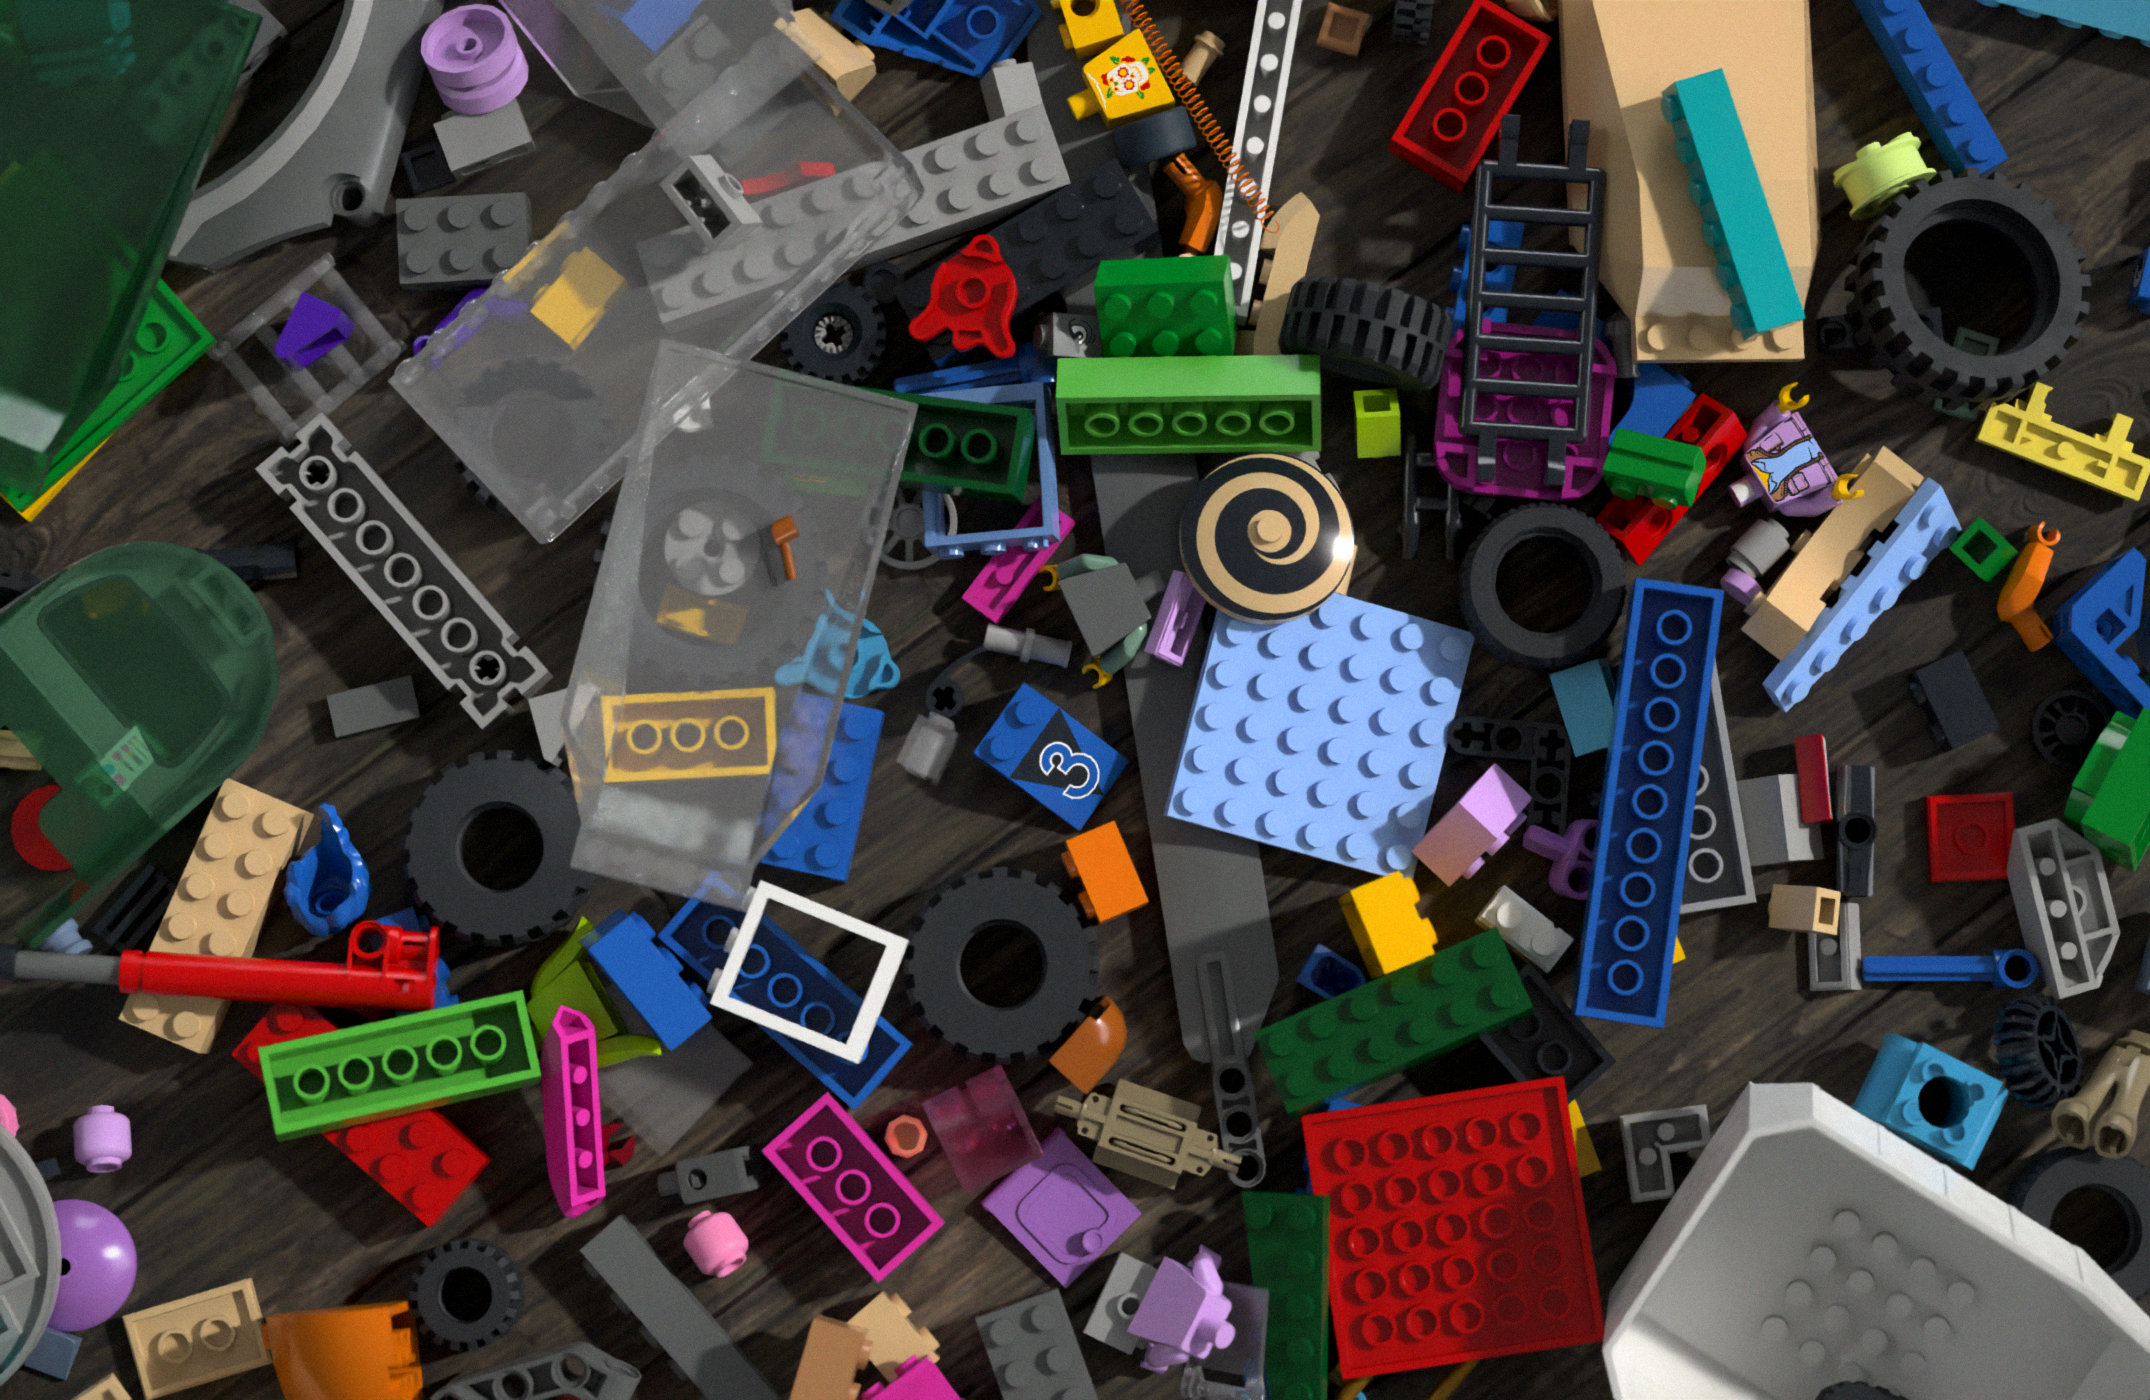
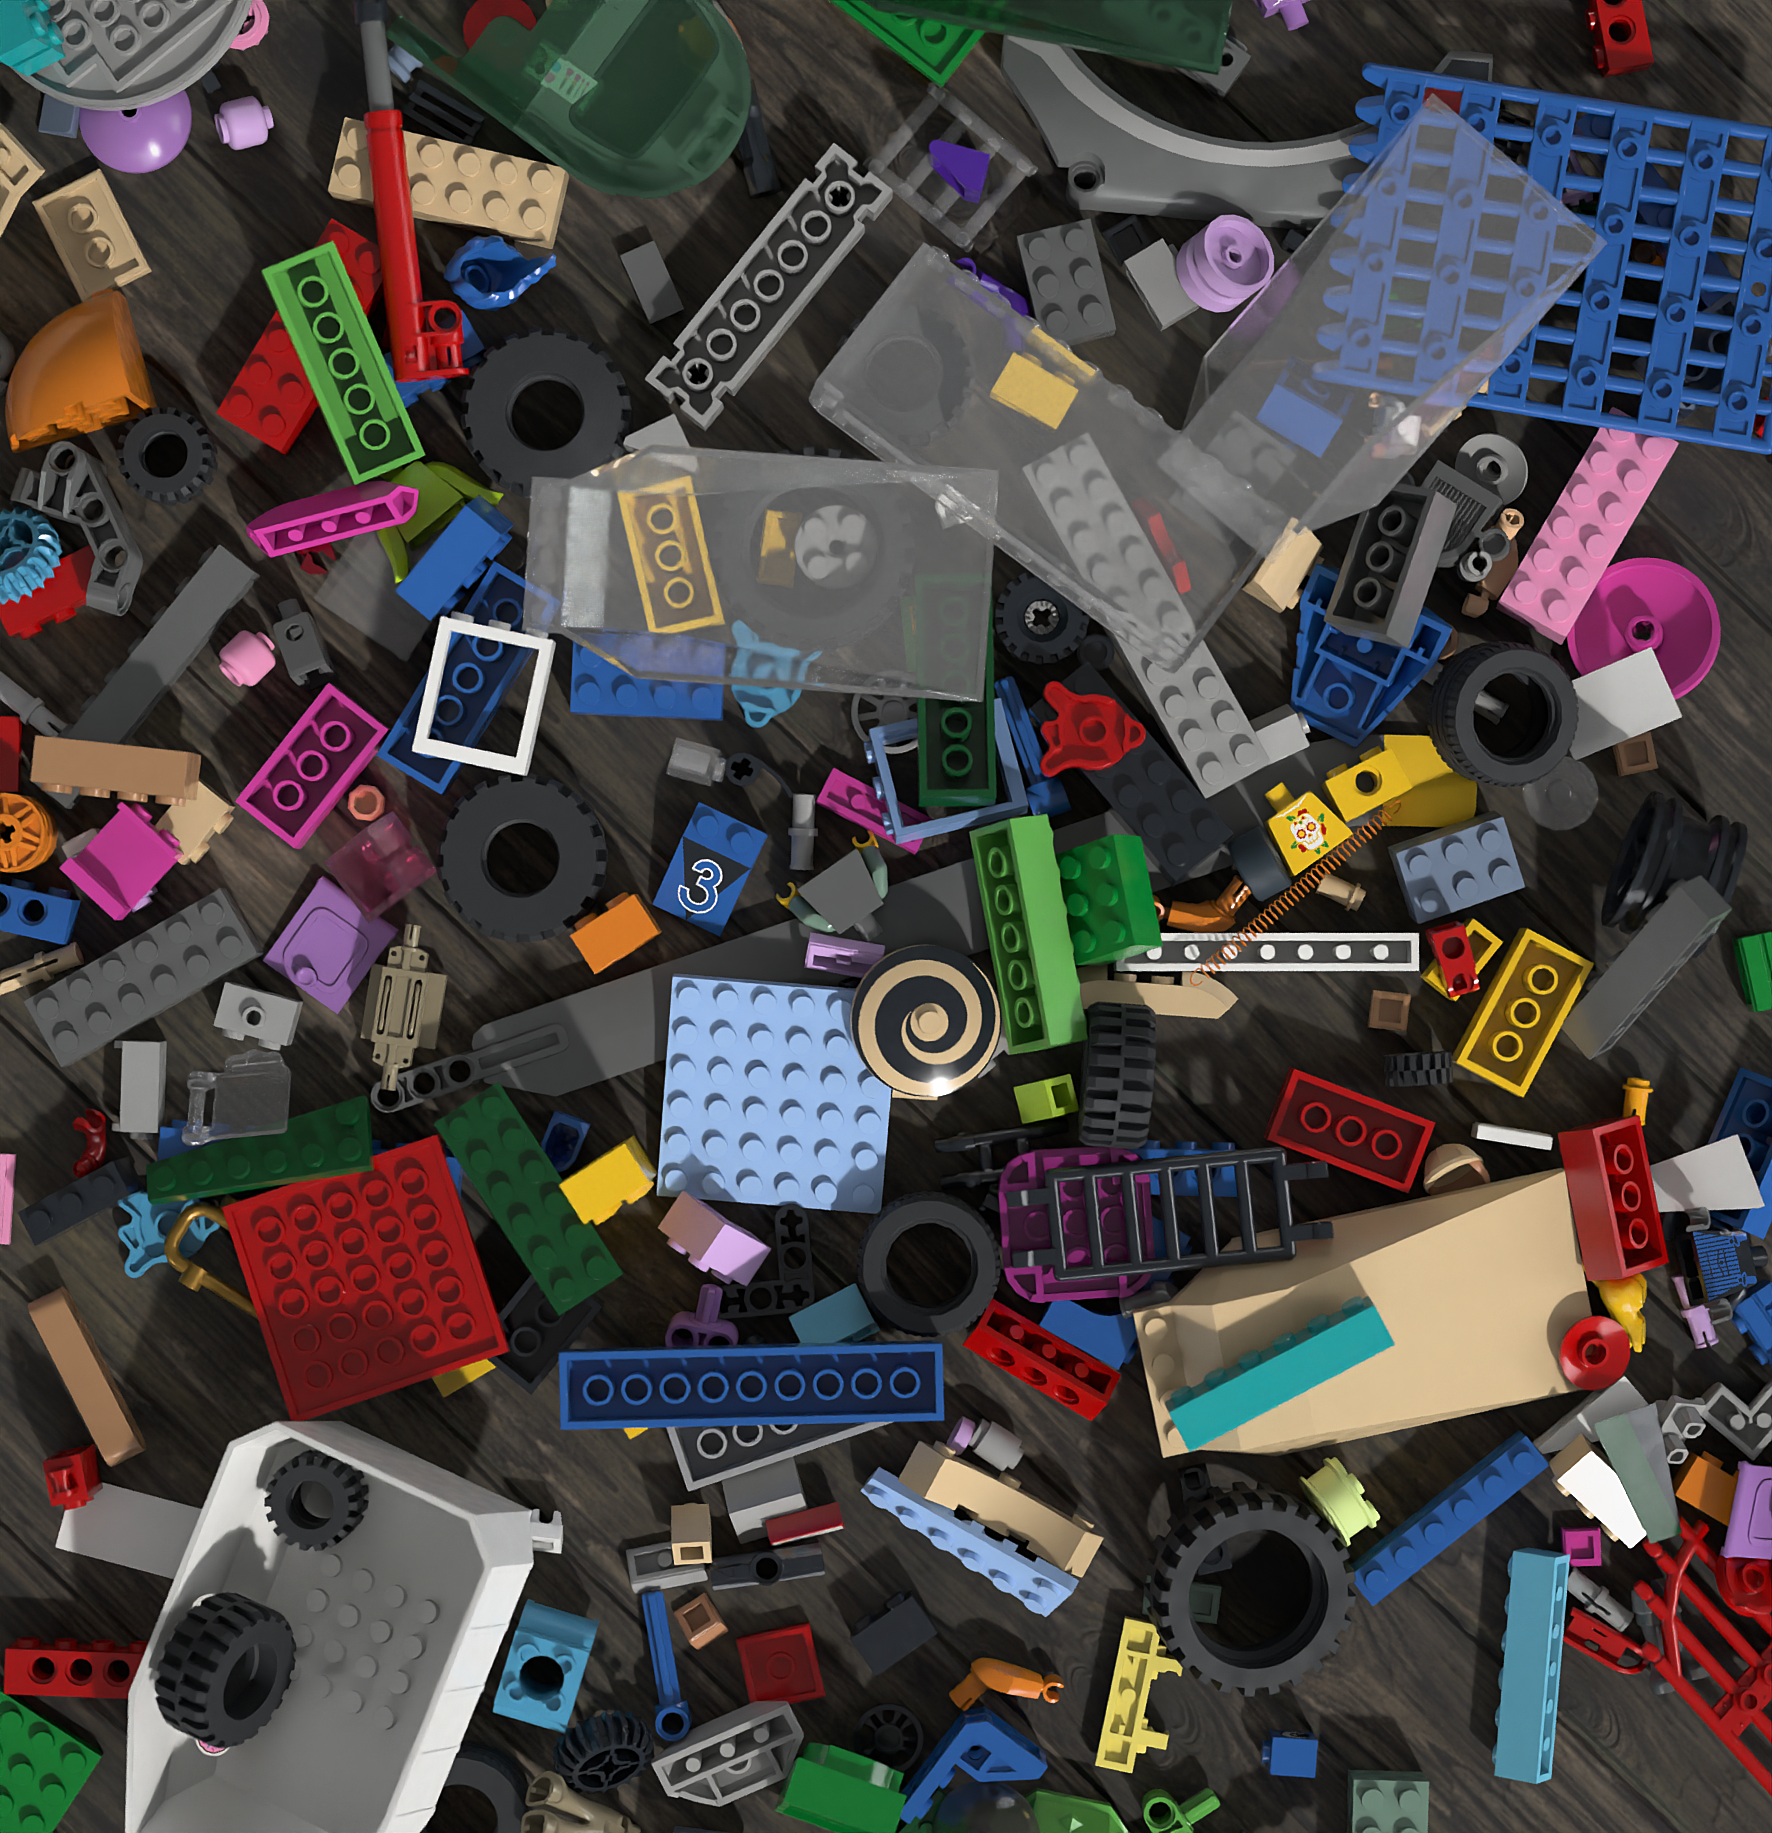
camera: 90 degrees right, 5 degrees up
(711, 202) = (1127, 491): light grey brick -> none
(783, 532) = (852, 605): dark orange hand -> none
(1067, 337) = (1069, 819): dark grey brick -> none
(1092, 1046) = (467, 948): dark orange brick -> none
(1183, 1312) = (256, 1064): lavender torso -> none
(1524, 930) = (632, 1297): white brick -> none
(1649, 1141) = (471, 1434): light grey brick -> none
(1653, 469) = (1043, 1343): green brick -> none
(1727, 1347) = (293, 1517): none -> black tyre
(1778, 1070) = (546, 1536): none -> white tile
(1787, 465) = (1072, 1458): torso -> none
(1905, 919) = (700, 1622): none -> nougat slope
(1983, 550) = (1027, 1638): green brick -> none

